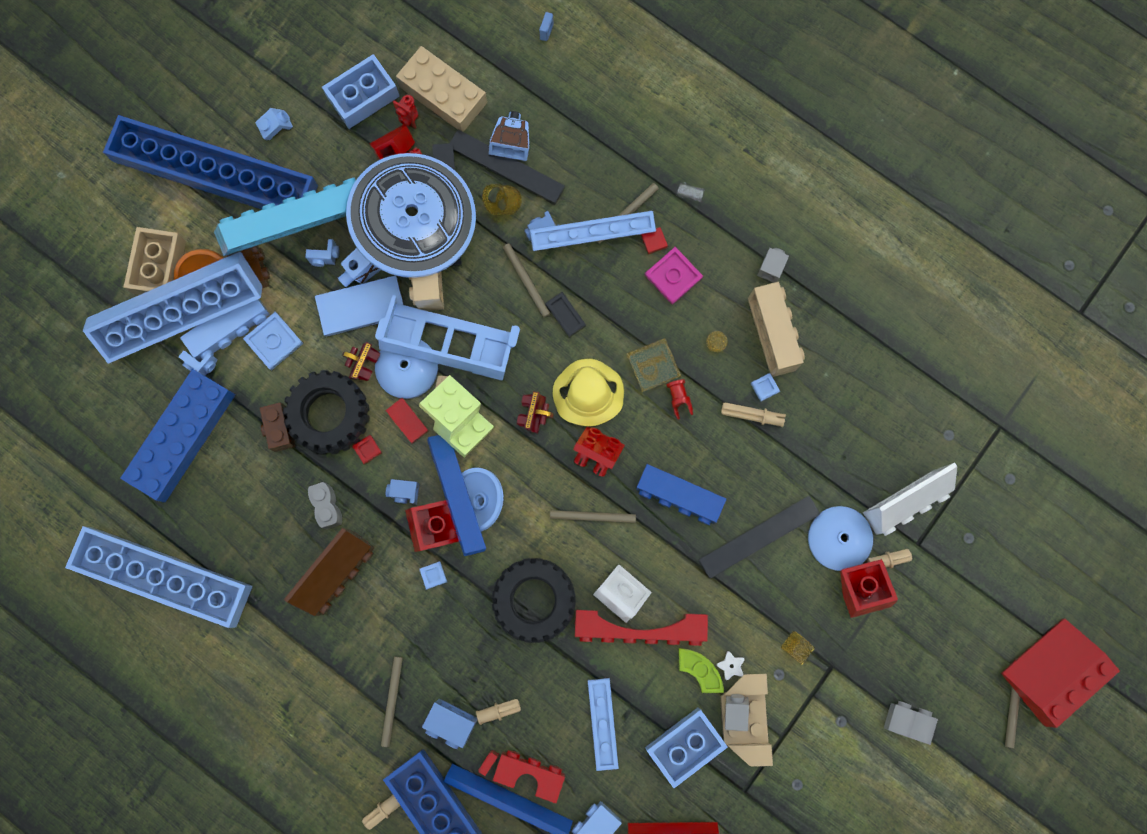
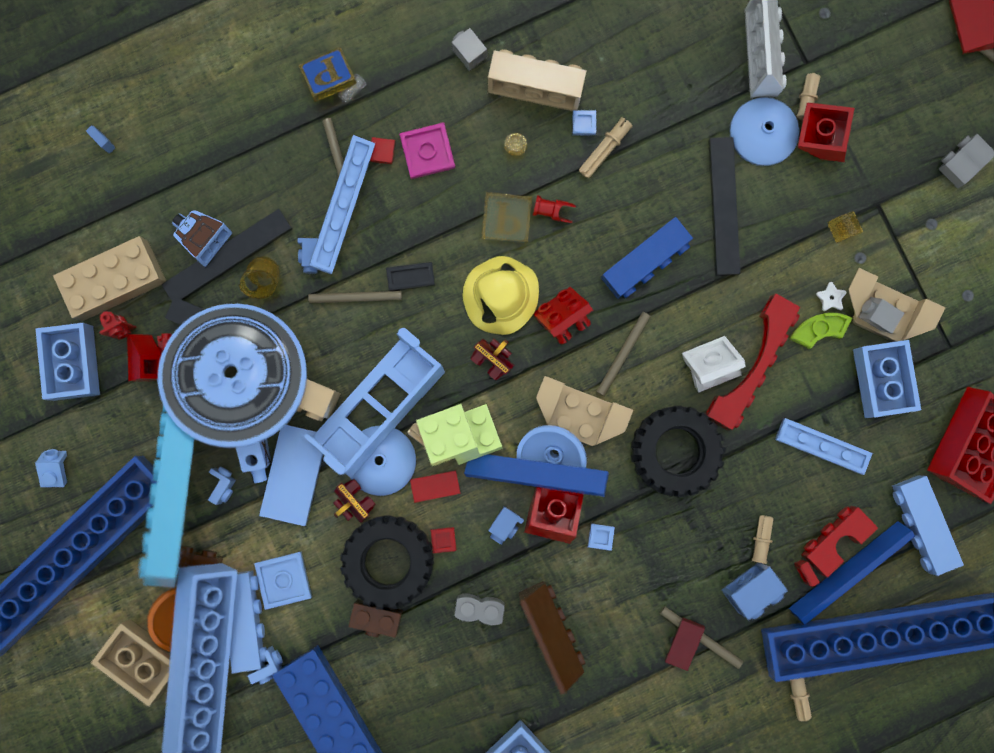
camera: 65 degrees left, 5 degrees up
(378, 689) = (684, 644): none -> dark red tile
(524, 504) = (580, 413): none -> tan piece
(691, 167) = (327, 74): none -> tile

